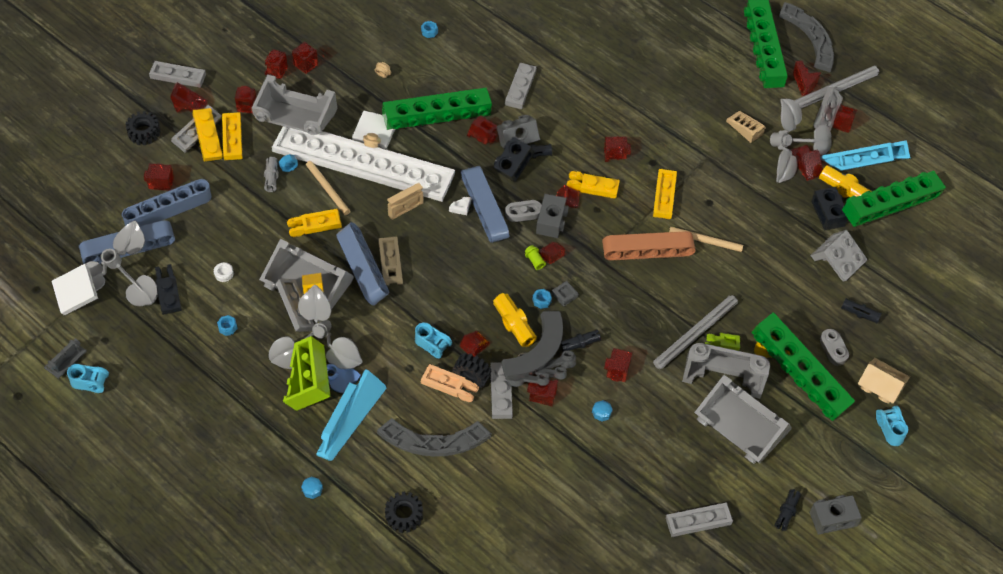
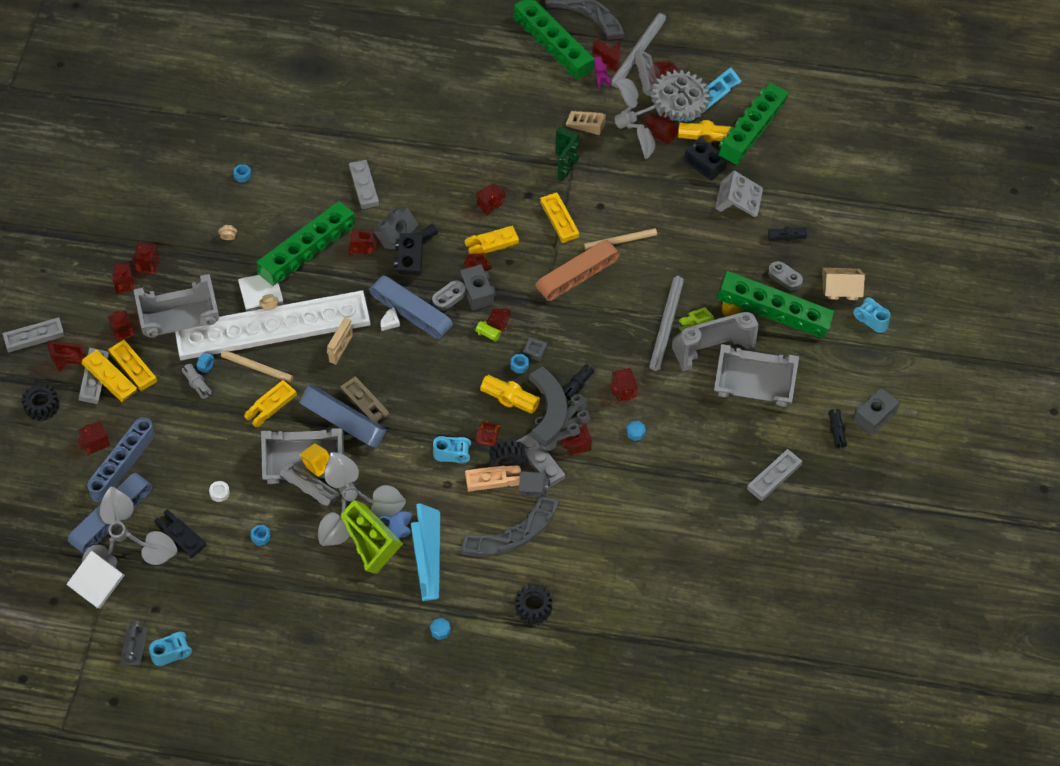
camera: 30 degrees left, 0 degrees up
(477, 407) = (533, 484): none -> dark grey brick
(708, 144) = (567, 150): none -> dark green bracket
(788, 88) = (600, 71): none -> magenta plate
(841, 136) = (680, 95): none -> light grey gear

